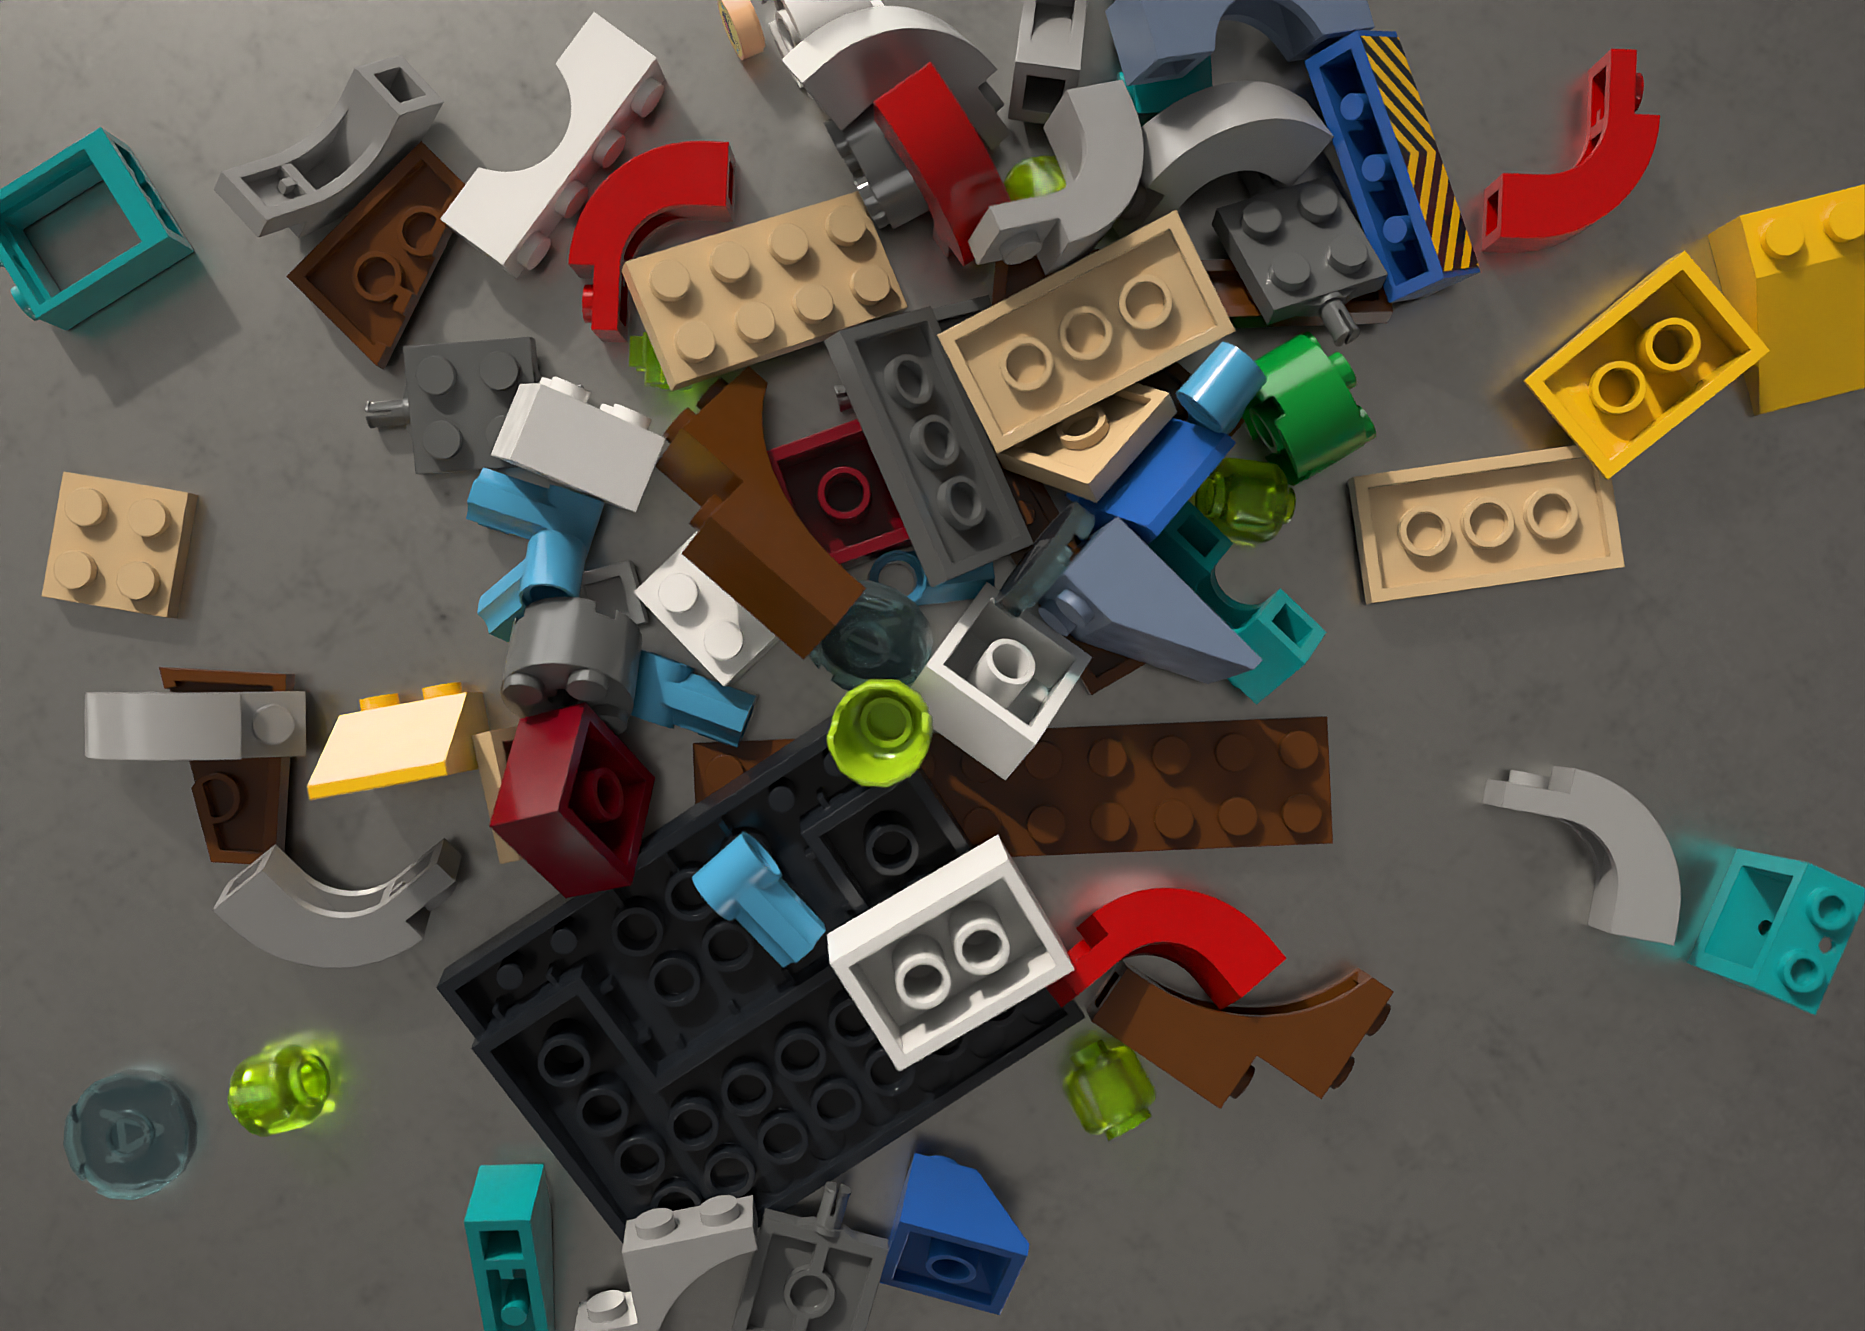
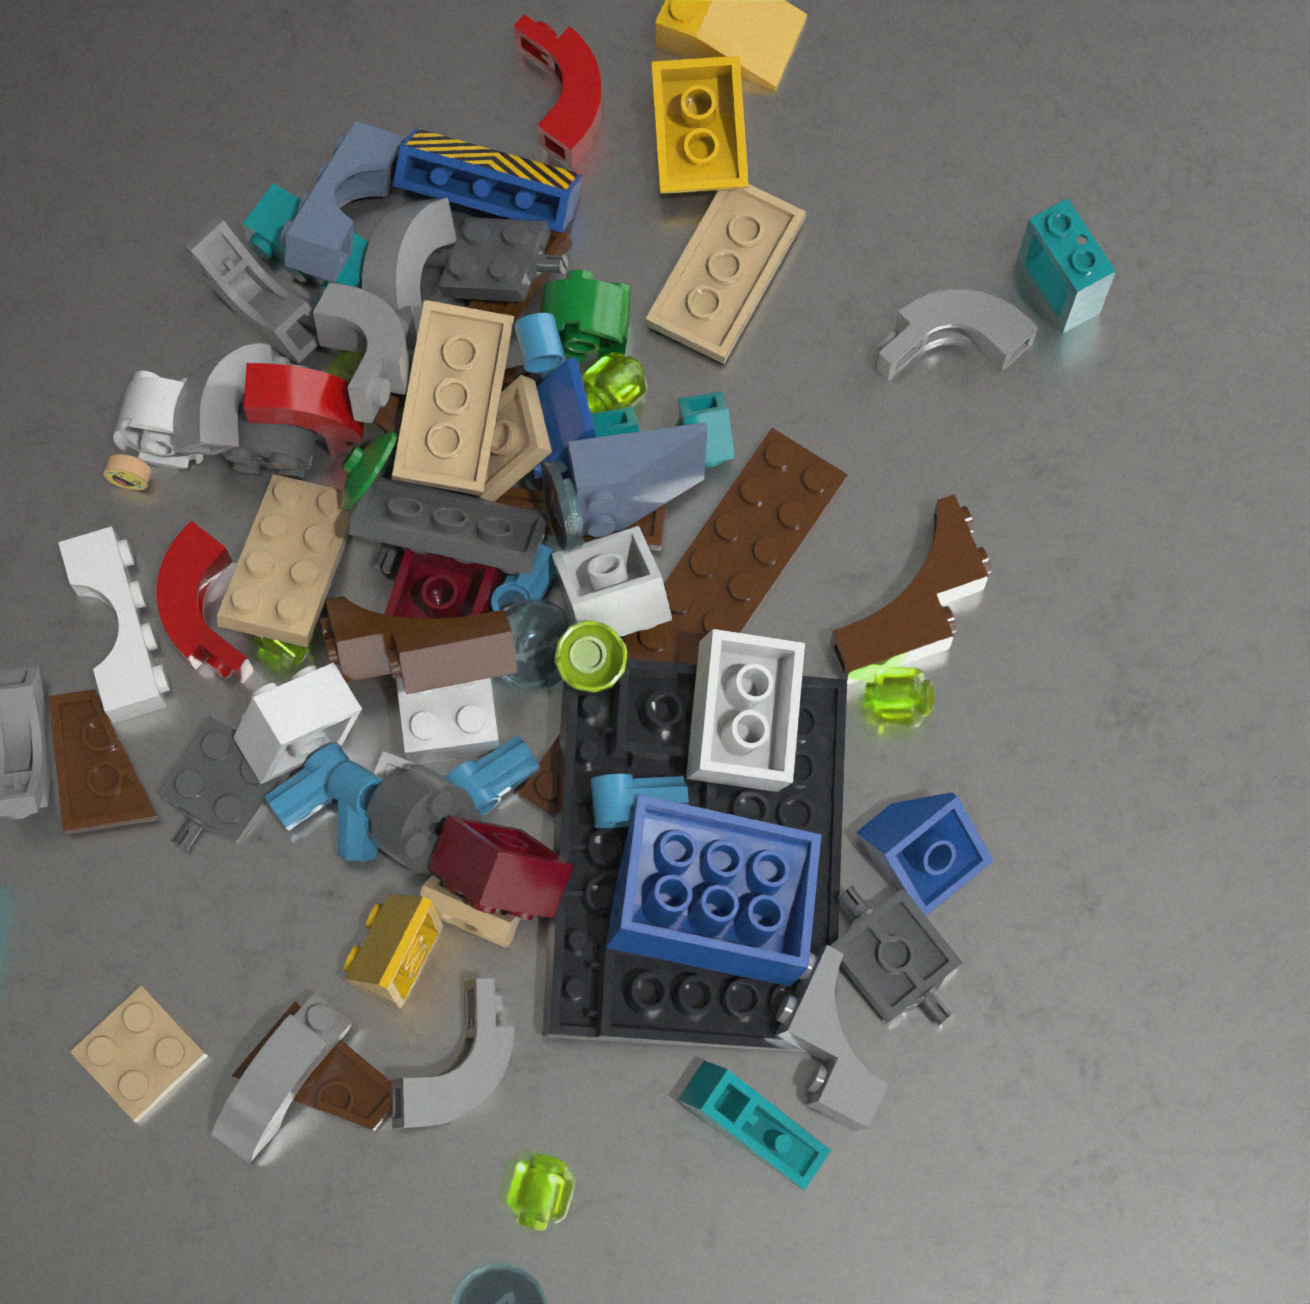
camera: 50 degrees left, 15 degrees down
(718, 1065) = (716, 891): none -> blue slope
(928, 296) = (364, 467): none -> green dish
(1192, 929) = (831, 589): red arch -> none

